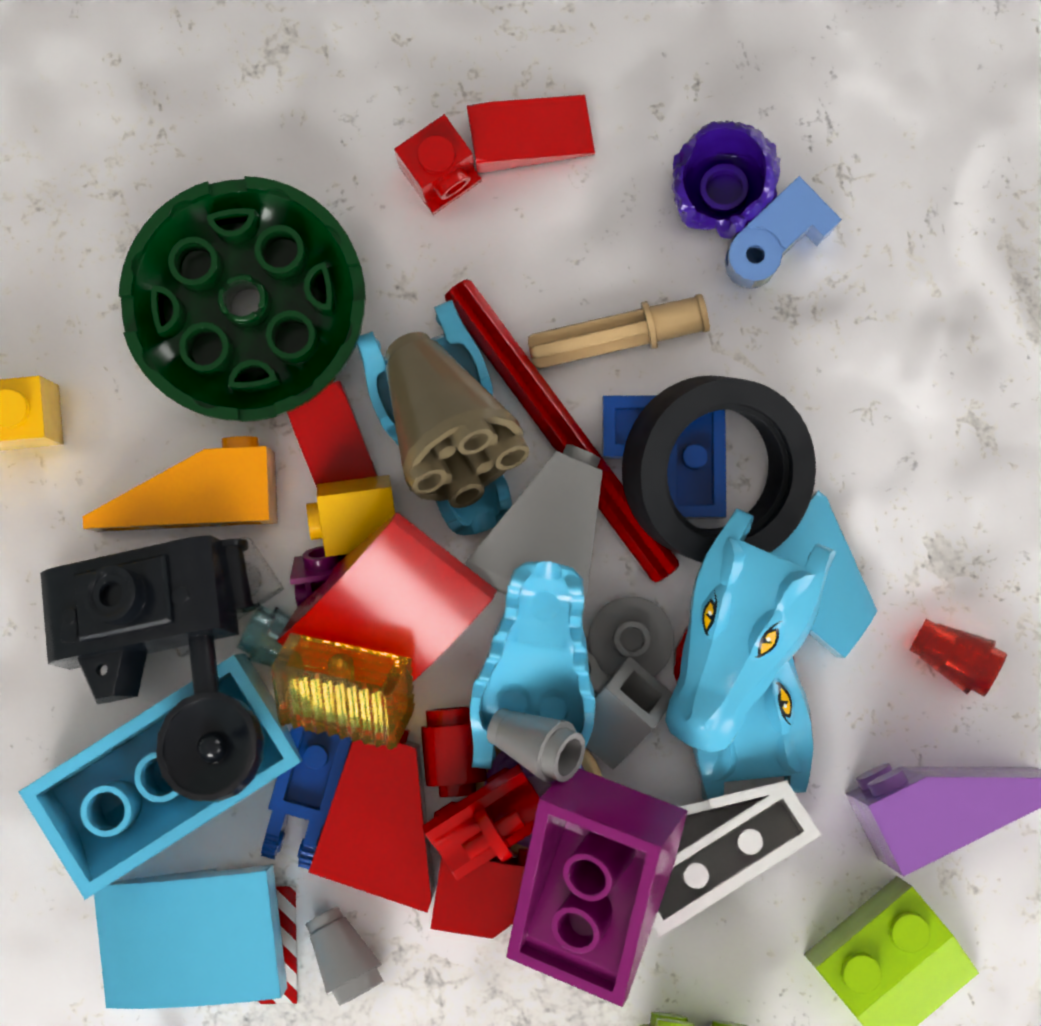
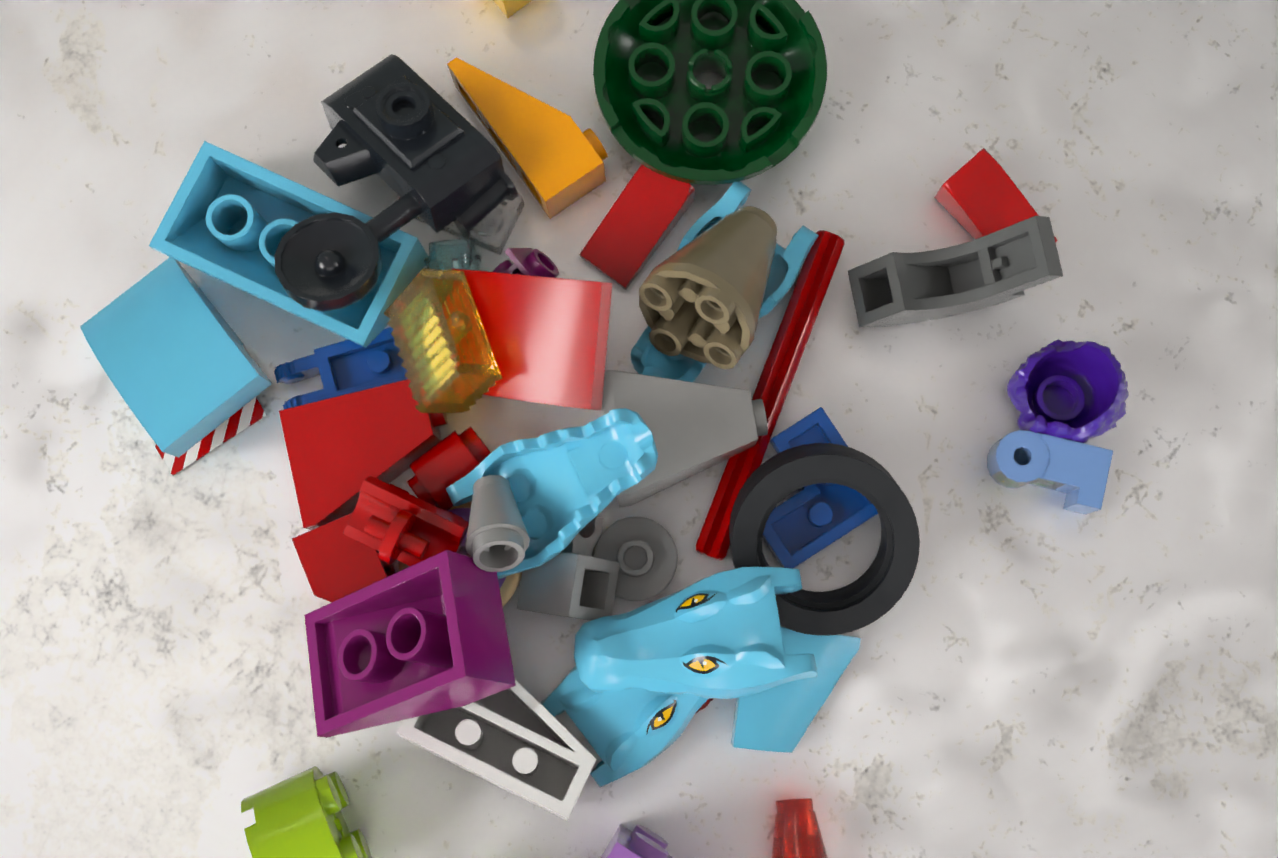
camera: 60 degrees right, 5 degrees down
(342, 957) = (229, 486): light grey cone -> none
(349, 512) = (593, 256): yellow brick -> none
(438, 164) = (921, 156): red brick -> none
(564, 207) = (955, 278): none -> dark grey arch
(619, 332) = (882, 389): tan axle -> none

